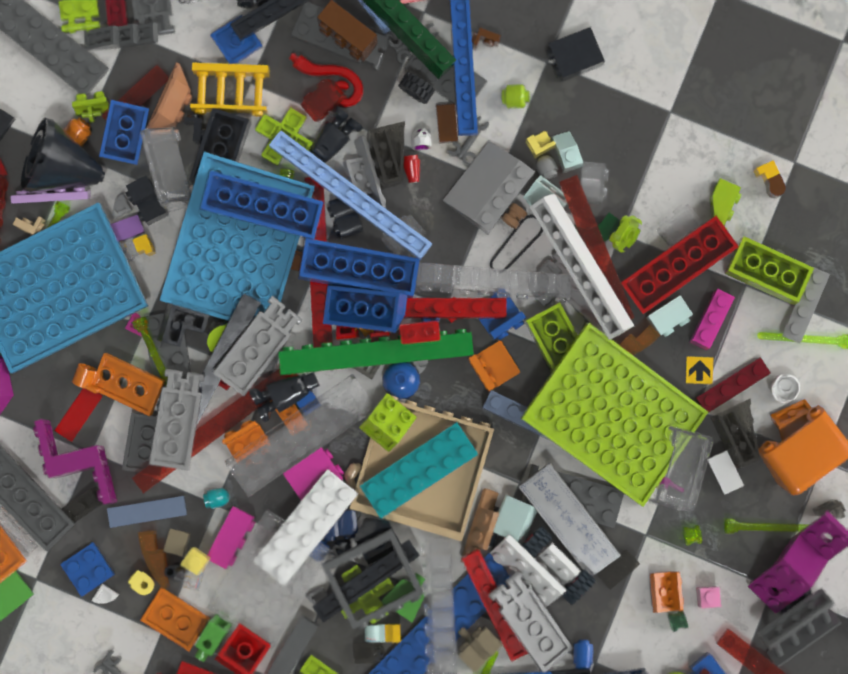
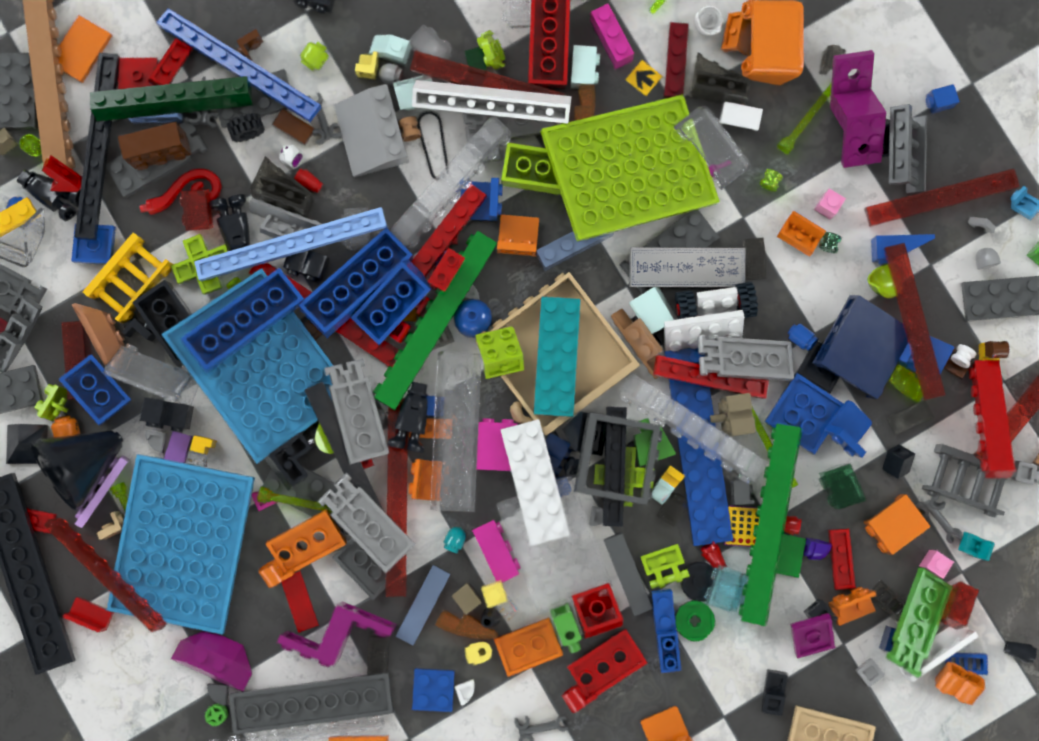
camera: 50 degrees left, 0 degrees up
(44, 104) = (19, 441): none -> black slope

